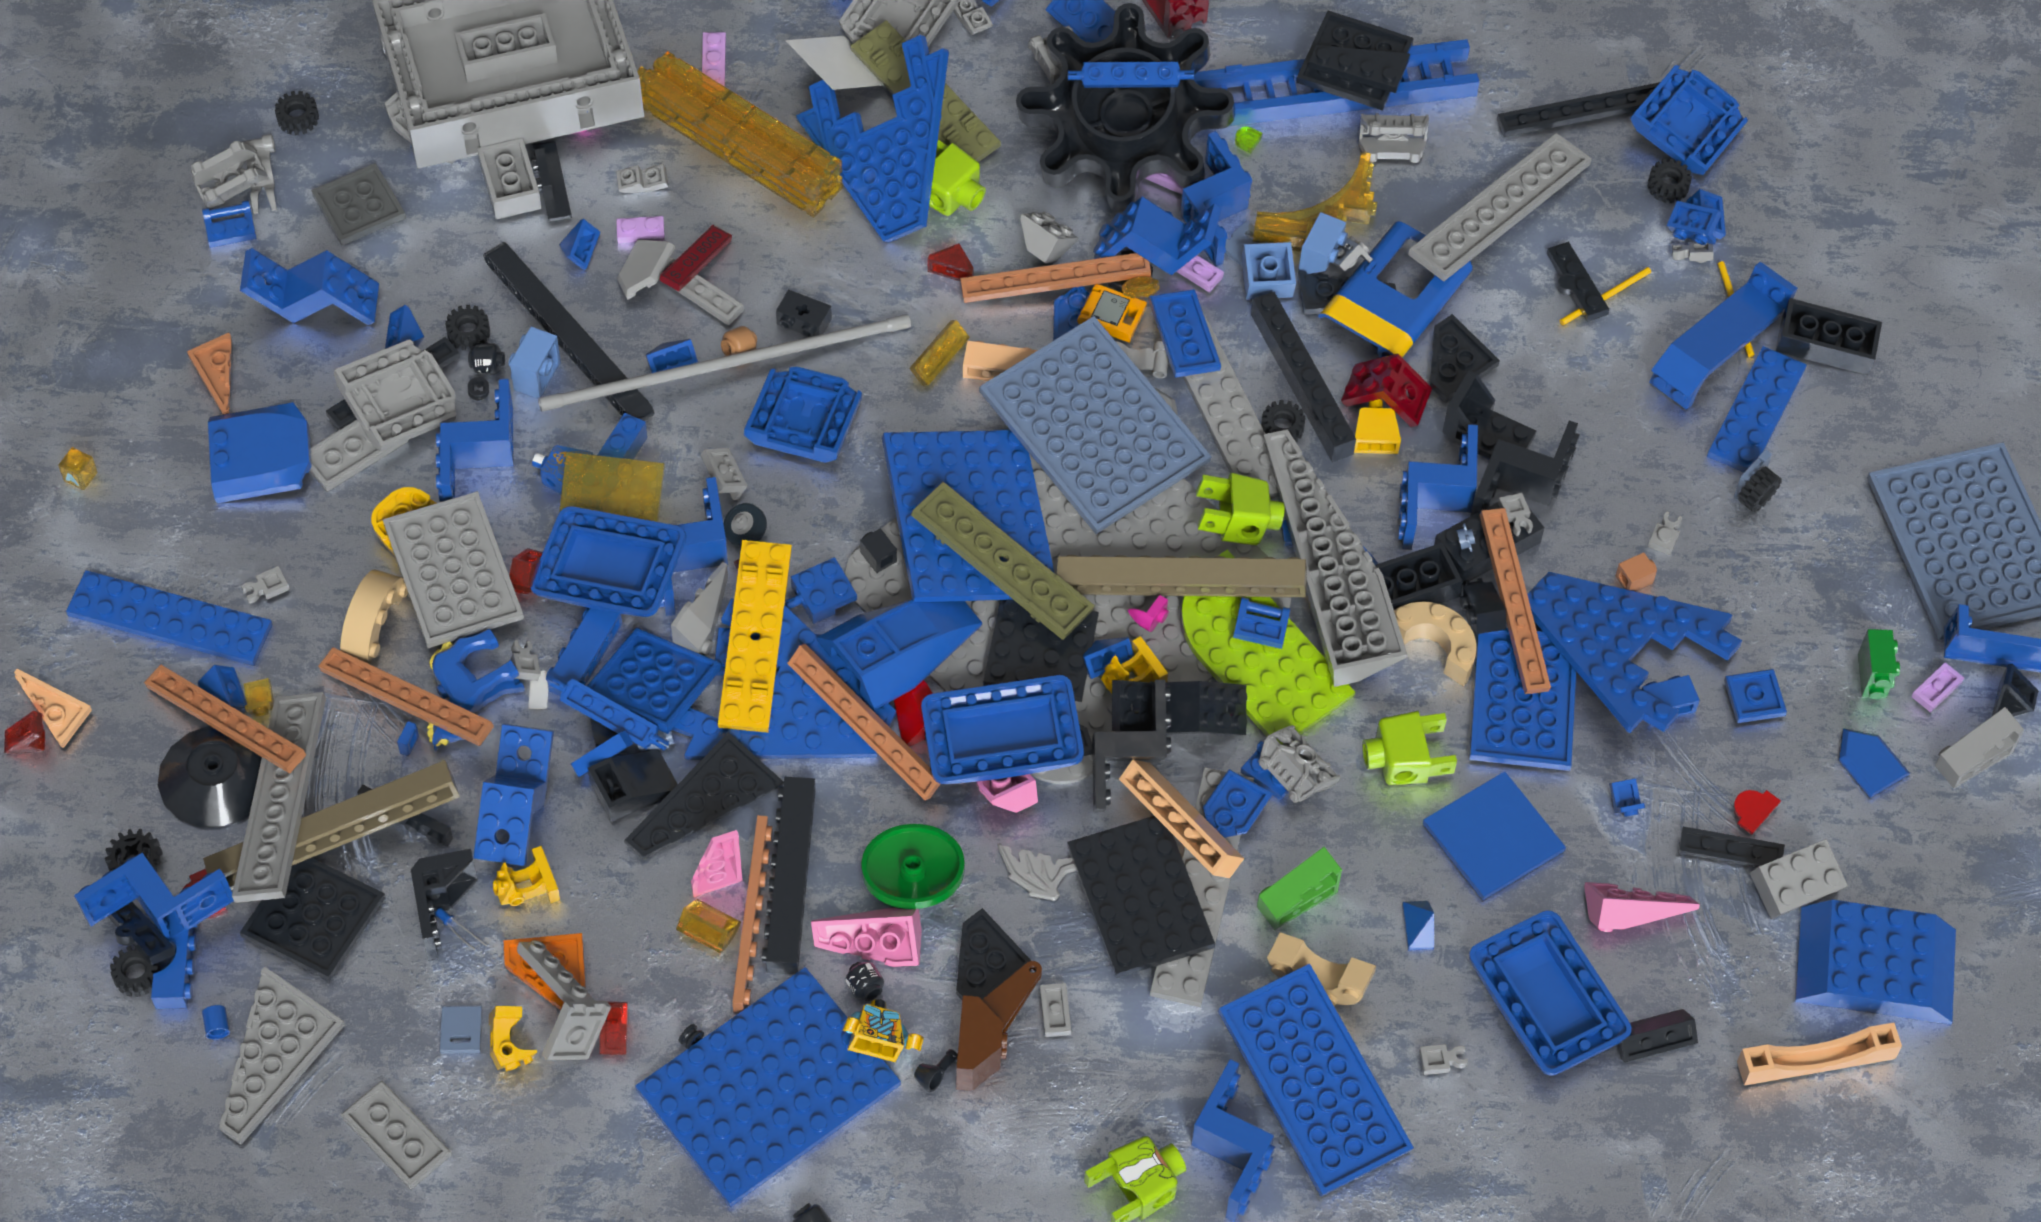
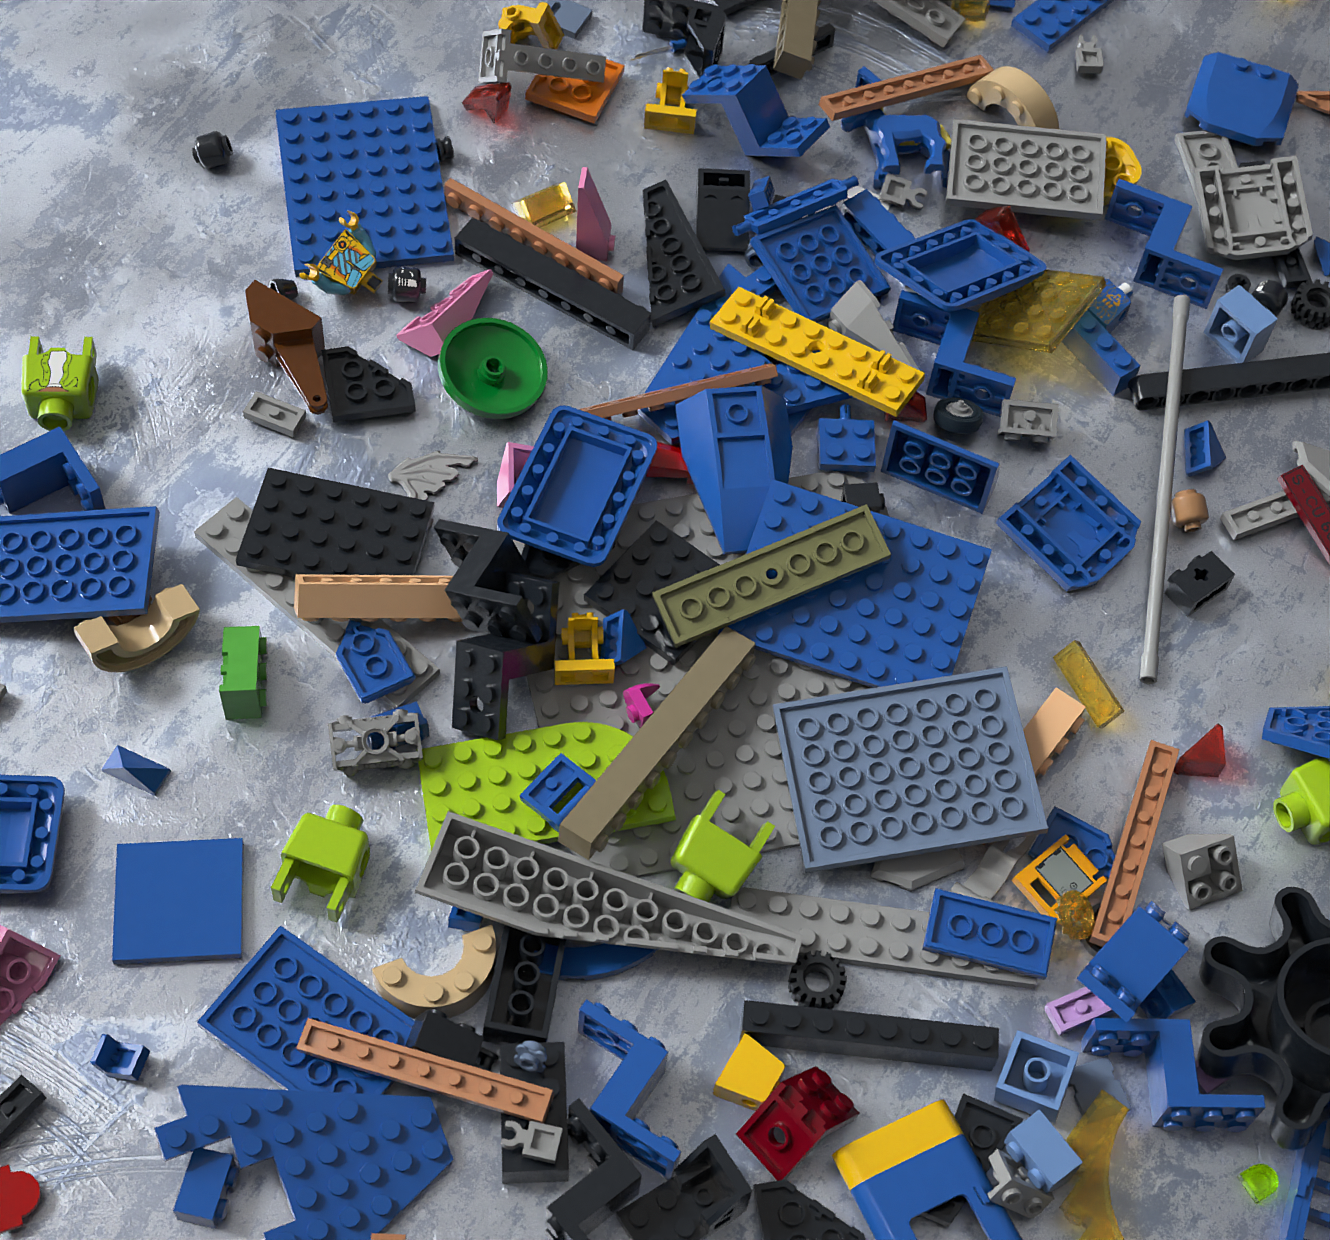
camera: 115 degrees right, 0 degrees up
(807, 509) = (939, 467): none -> blue slope

